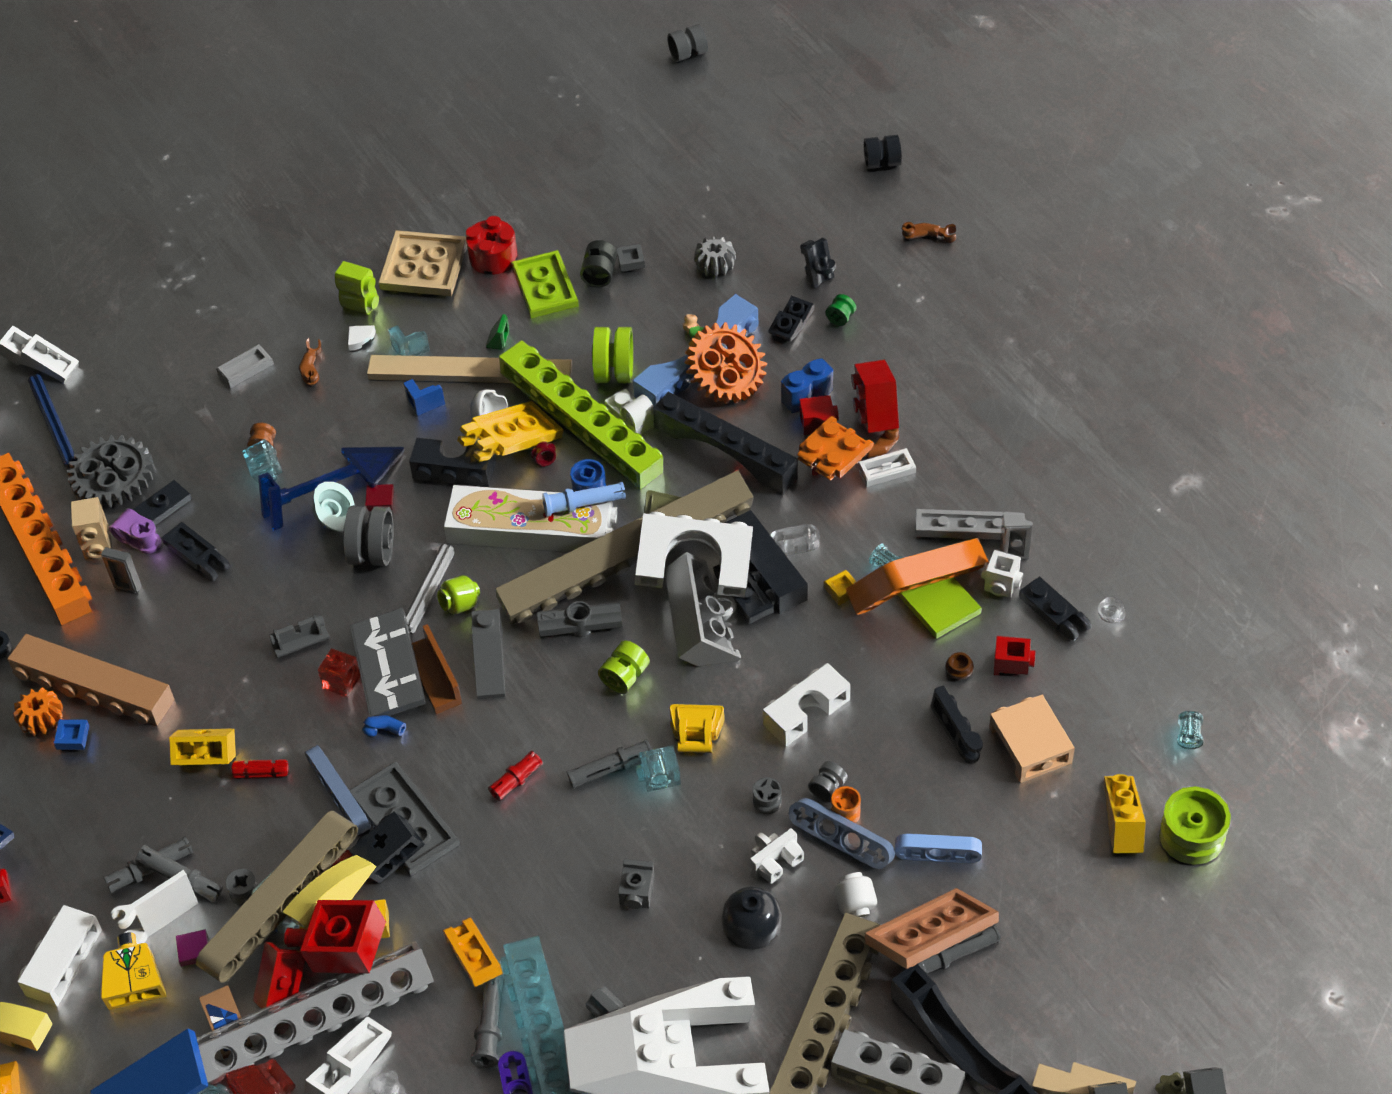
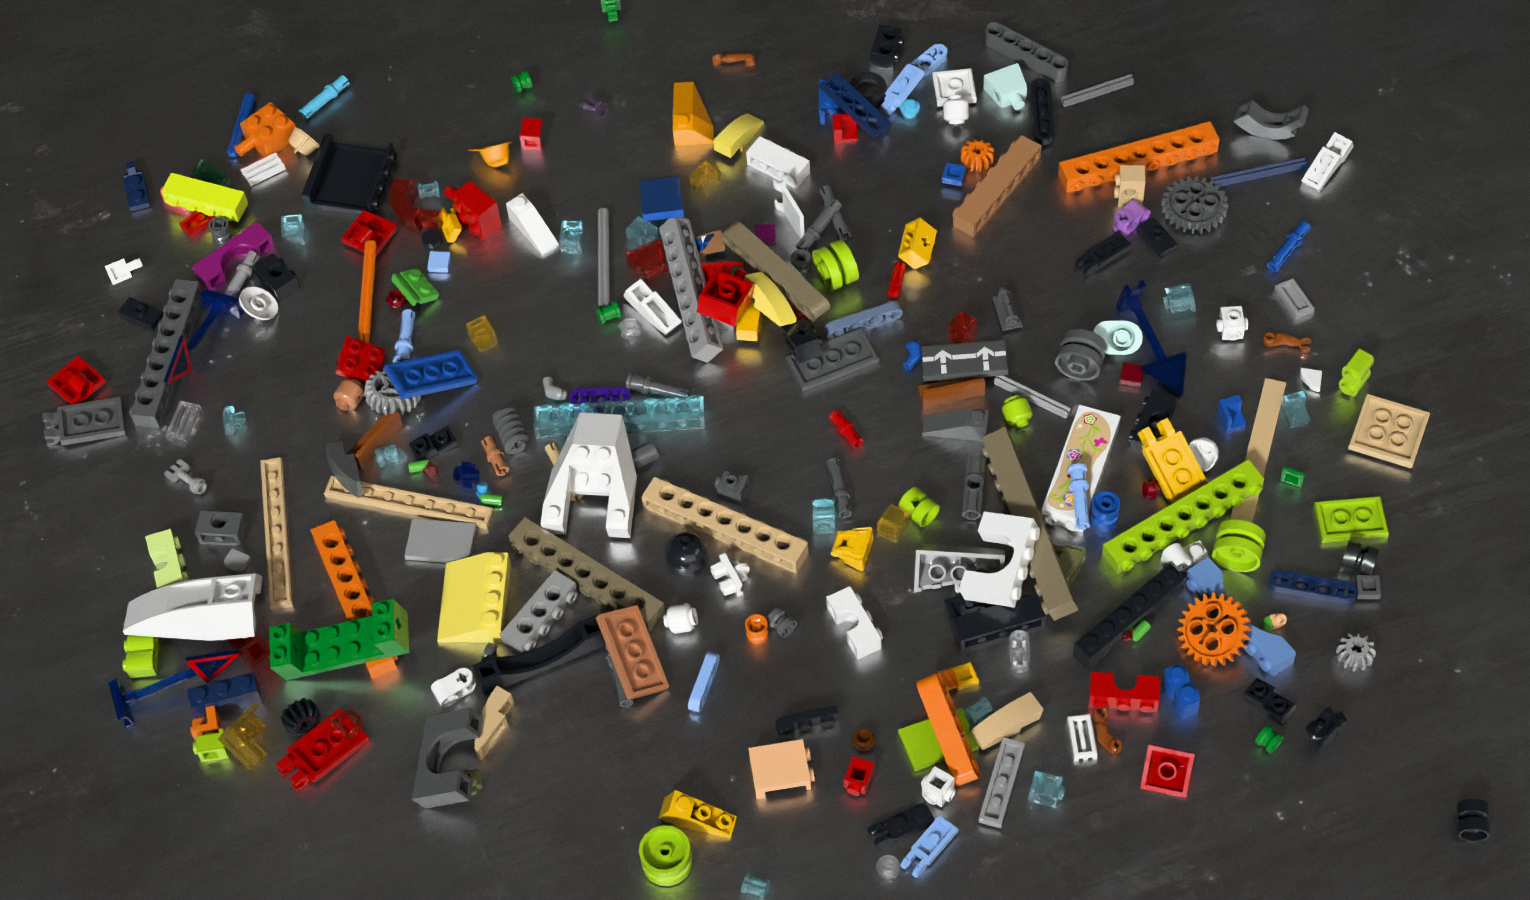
camera: 105 degrees right, 5 degrees up
(88, 1051) = (702, 175): none -> clear yellow bracket
(121, 570) = (1085, 202): dark grey tile -> none
(130, 974) = (752, 198): yellow torso -> none
(159, 373) = (1293, 240): none -> blue pin
(254, 829) = (835, 265): none -> lime wheel
(261, 431) = (1206, 300): dark orange wheel -> none
(296, 407) = (1232, 323): none -> white brick
(473, 952) = (707, 381): light orange plate -> none
(491, 245) = (1397, 480): red brick -> none
(643, 302) = (1312, 590): none -> dark blue beam
(654, 687) = (893, 523): none -> clear yellow panel
(678, 973) = (790, 559): none -> tan brick
(762, 790) = (780, 576): dark grey wheel -> none
(833, 449) = (1093, 686): orange plate -> none
(840, 837) = (734, 621): sand blue beam -> none
(876, 396) = (1145, 726): red brick -> none
(892, 527) = (1007, 721): none -> tan slope
(911, 384) = (1167, 770): none -> red slope
(914, 231) = (1366, 835): dark orange arm -> none
(966, 483) = (1046, 789): none -> clear light blue brick
(1015, 535) = (971, 801): light grey slope -> none
(1073, 576) = (930, 844): none -> light blue hinge

